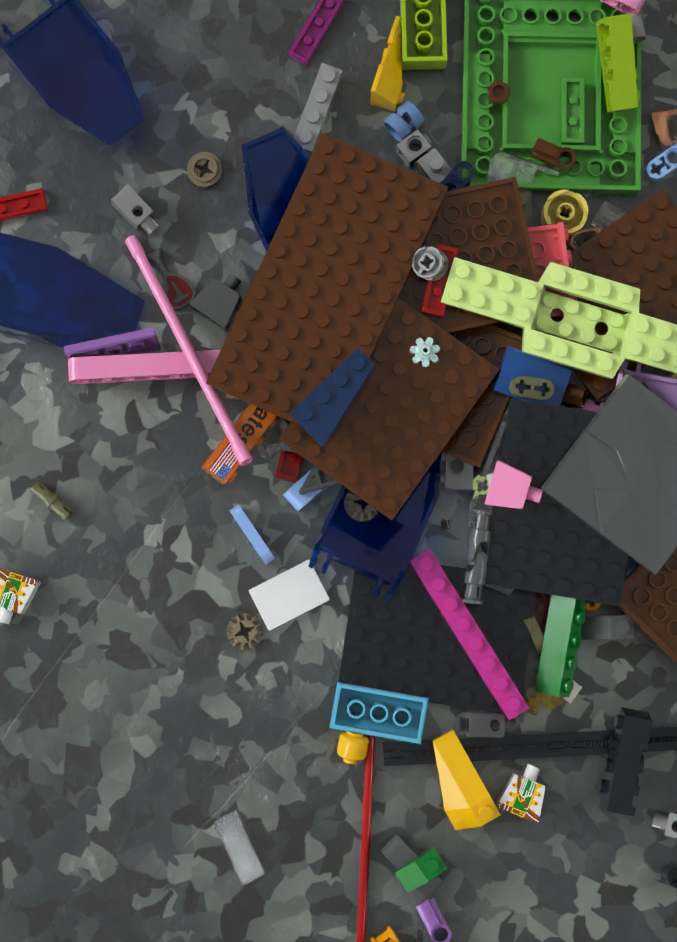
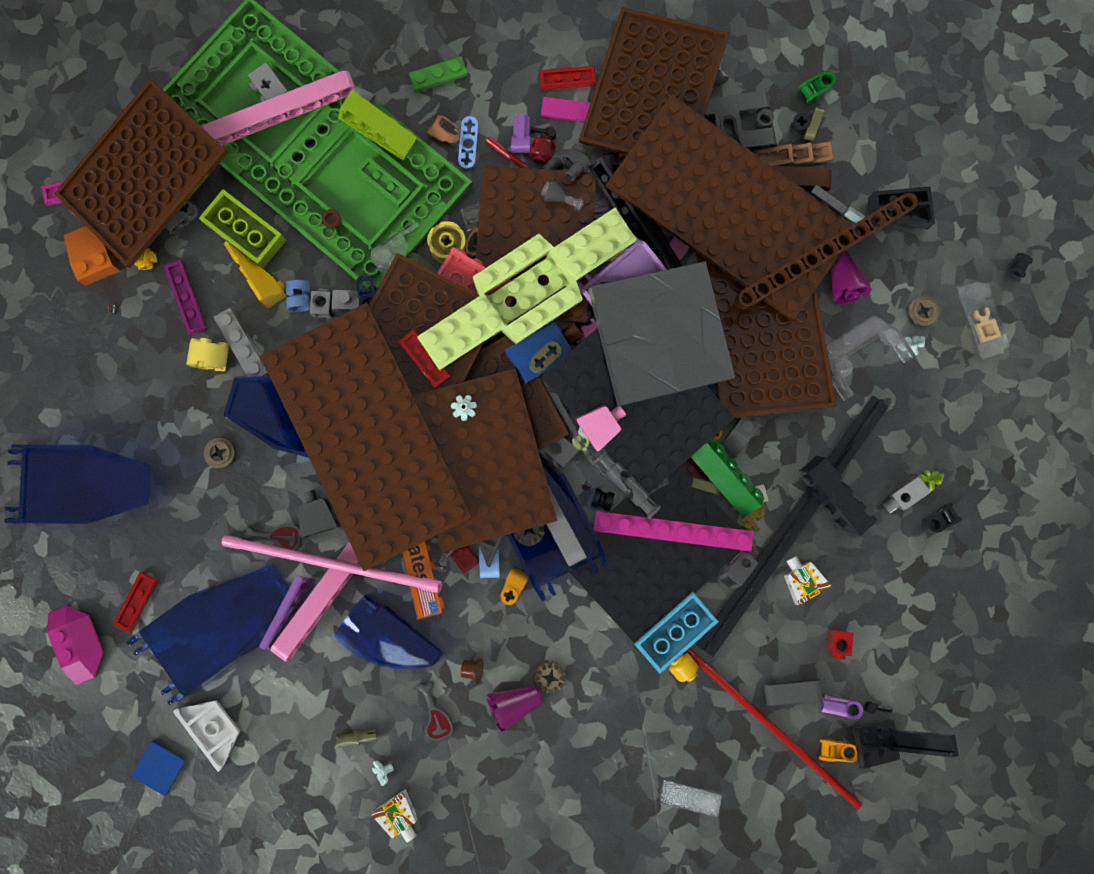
camera: 50 degrees left, 0 degrees up
(40, 548) = (382, 772): none -> light aqua plant
(124, 564) = (439, 724): none -> dark grey piece
(127, 202) = (198, 522): light grey torso -> none
(160, 453) = (385, 637): none -> clear blue panel
(193, 617) = (513, 705): none -> magenta cone
(195, 555) = (472, 670): none -> reddish brown piece
(252, 534) = (489, 620): light blue beam -> none
(283, 86) = (207, 355): none -> light yellow brick
(288, 595) = (549, 628): white tile -> none
(304, 529) = (515, 582): none -> light orange piece
(333, 398) = (445, 493): dark blue wedge -> none
(383, 538) = (565, 536): none -> light grey beam
(421, 869) = (802, 688): green slope -> none
(429, 263) = (408, 356): light grey wheel -> none
(445, 548) = (598, 500): none -> black wheel
(462, 789) = (771, 618): yellow wedge -> none
(502, 875) = (834, 637): none -> red brick
(551, 154) = (400, 217): reddish brown piece -> none

